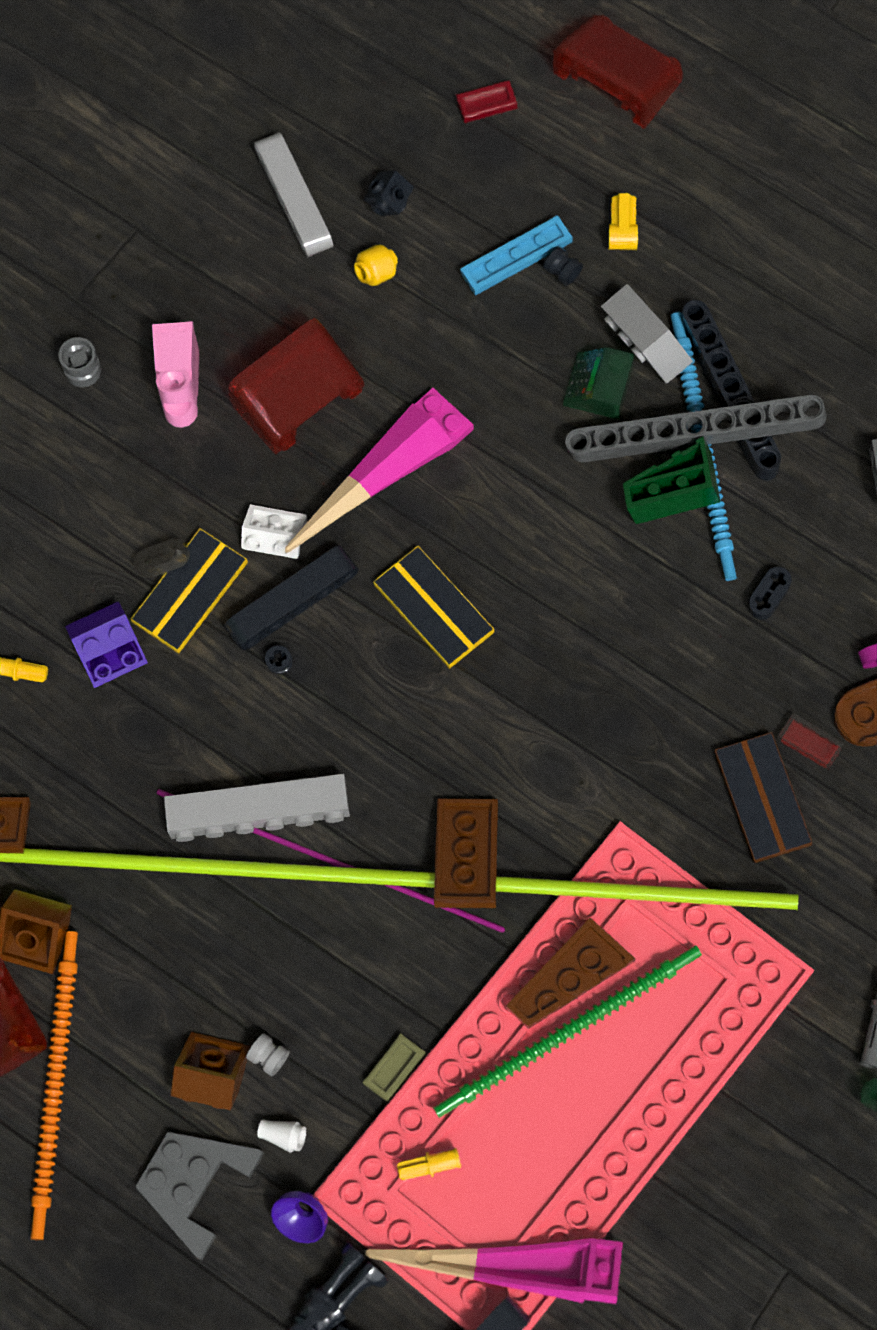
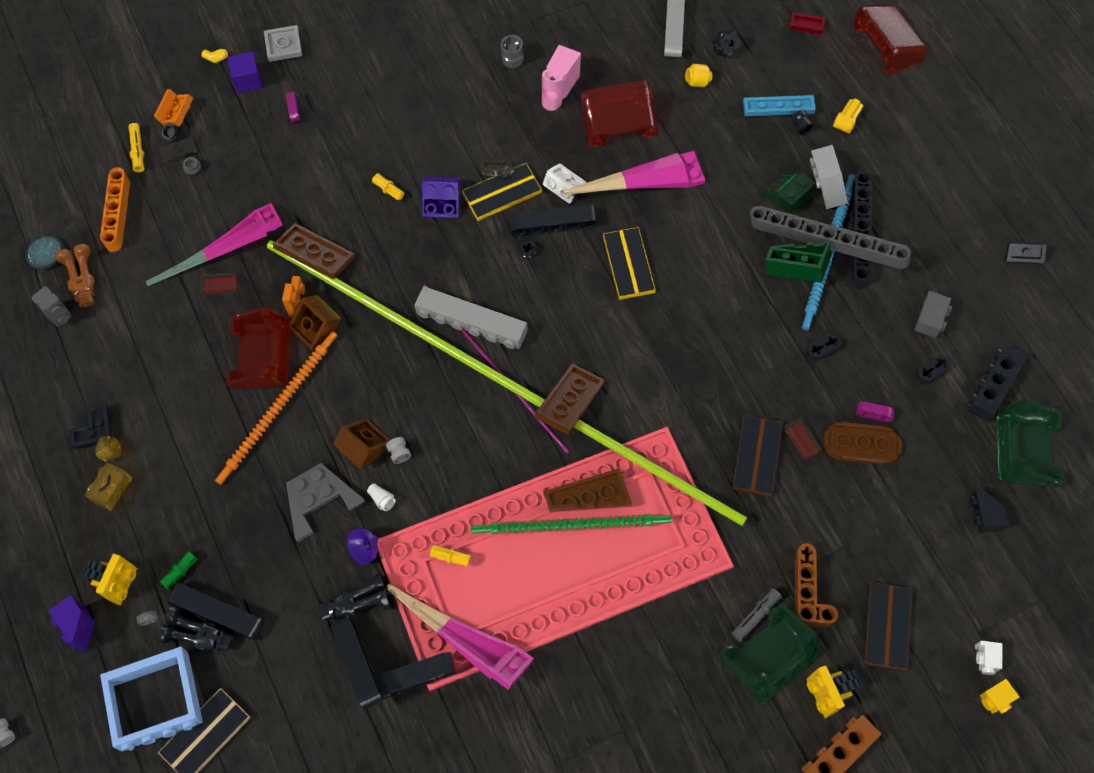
camera: 25 degrees right, 5 degrees down
(394, 1068) = (463, 494): olive tile -> none

